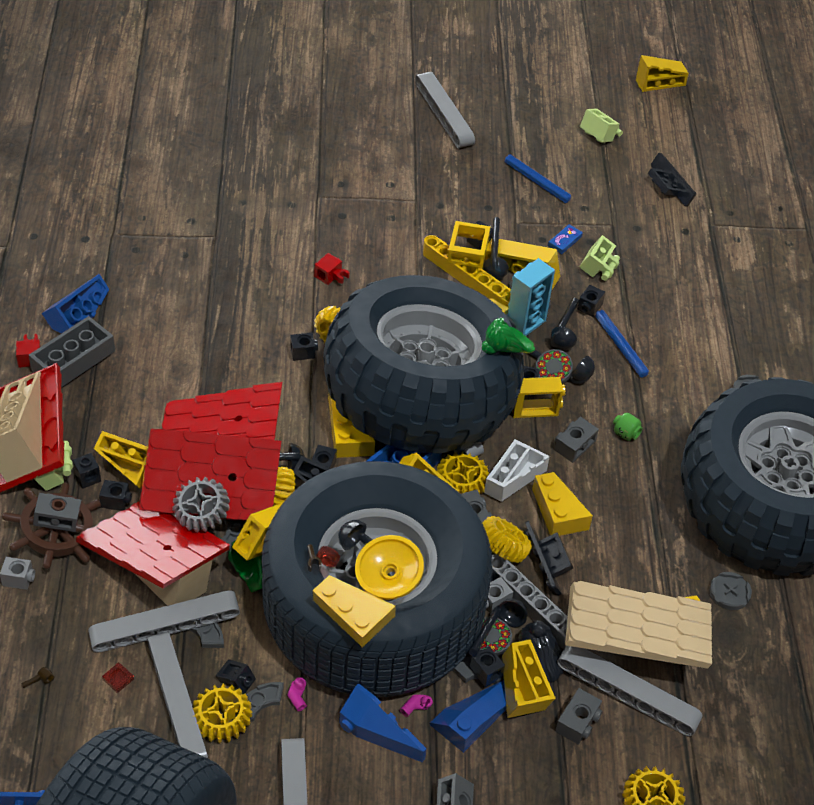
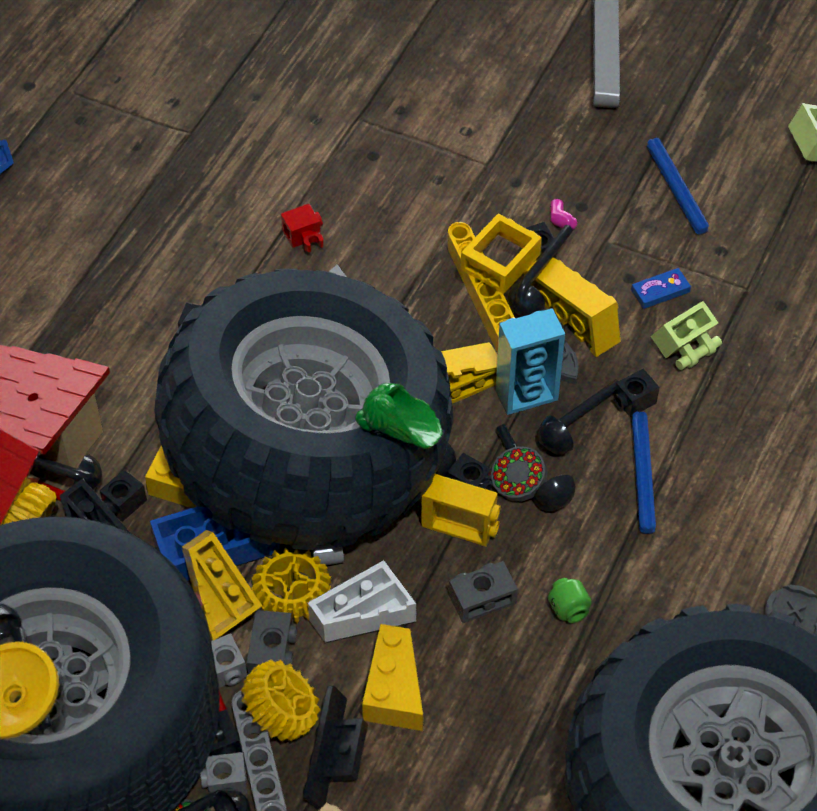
camera: 30 degrees right, 5 degrees up
(484, 217) = (559, 217): none -> dark pink arm

